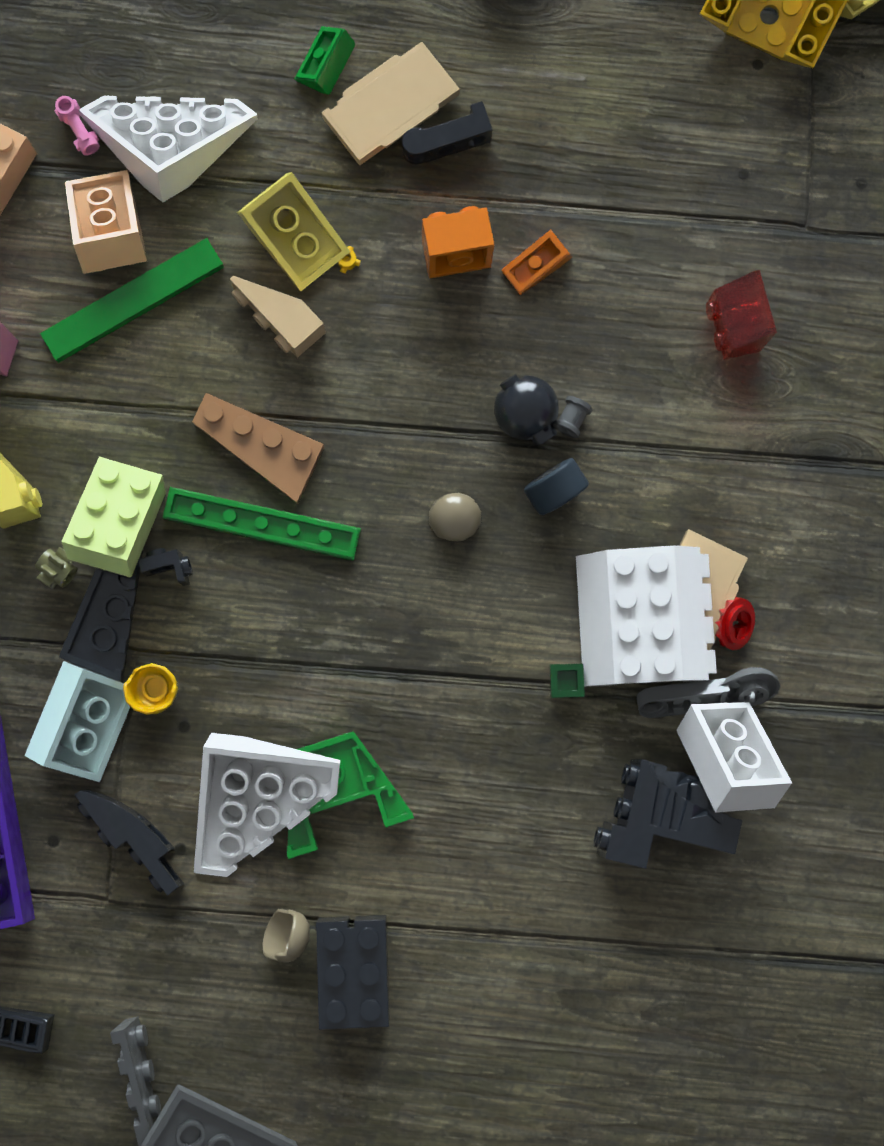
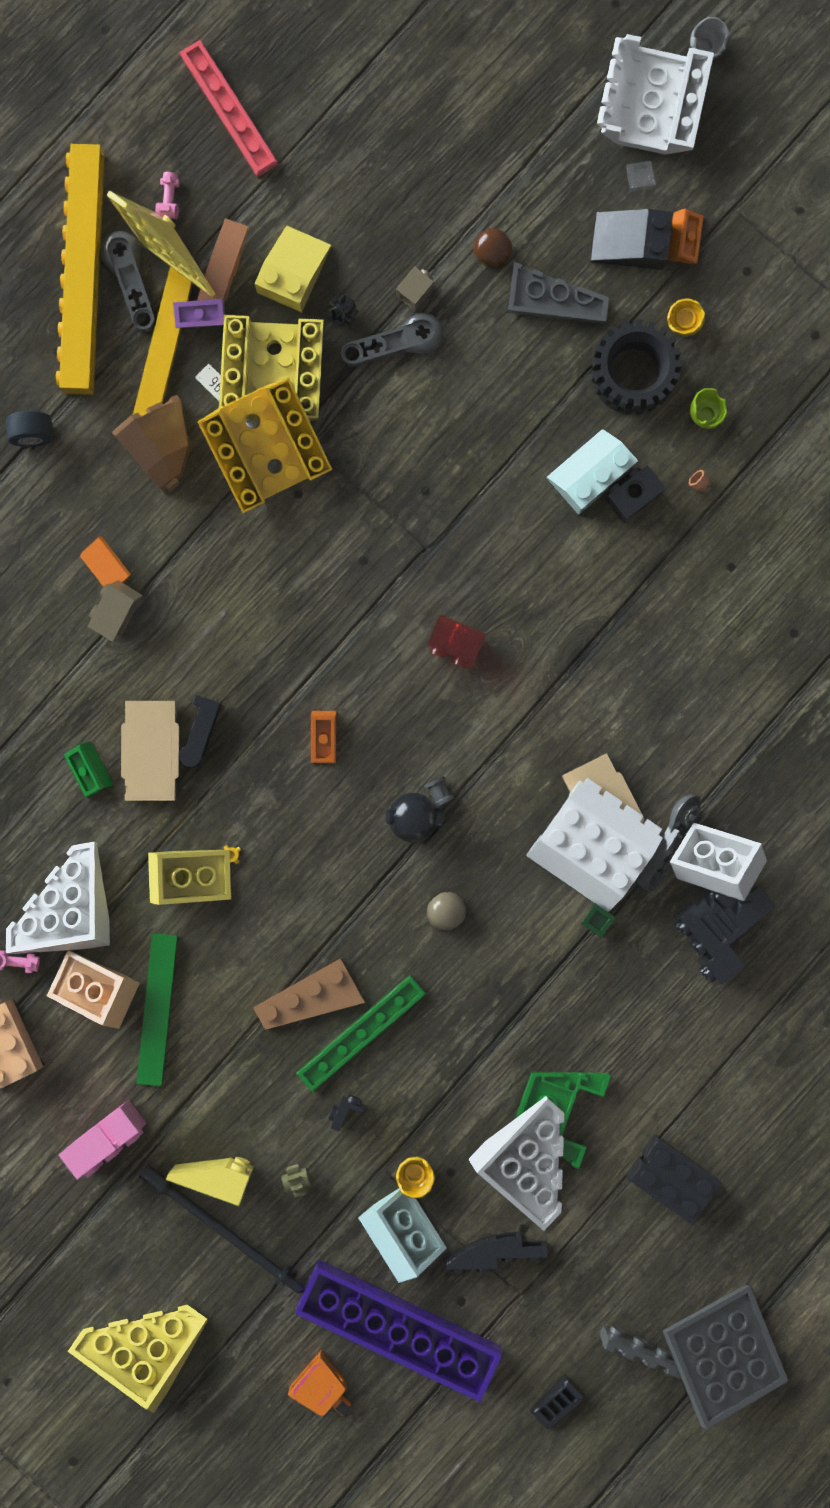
camera: 45 degrees left, 5 degrees up
(103, 624) = (349, 1173): black wing -> none
(114, 517) = (293, 1123): yellowish green brick -> none
(285, 315) = (245, 921): tan slope -> none
(286, 936) = (623, 1203): dark tan hair -> none
(457, 241) = (276, 781): orange brick -> none
(556, 486) = (476, 837): black wheel -> none
(738, 635) = (648, 792): red gear -> none

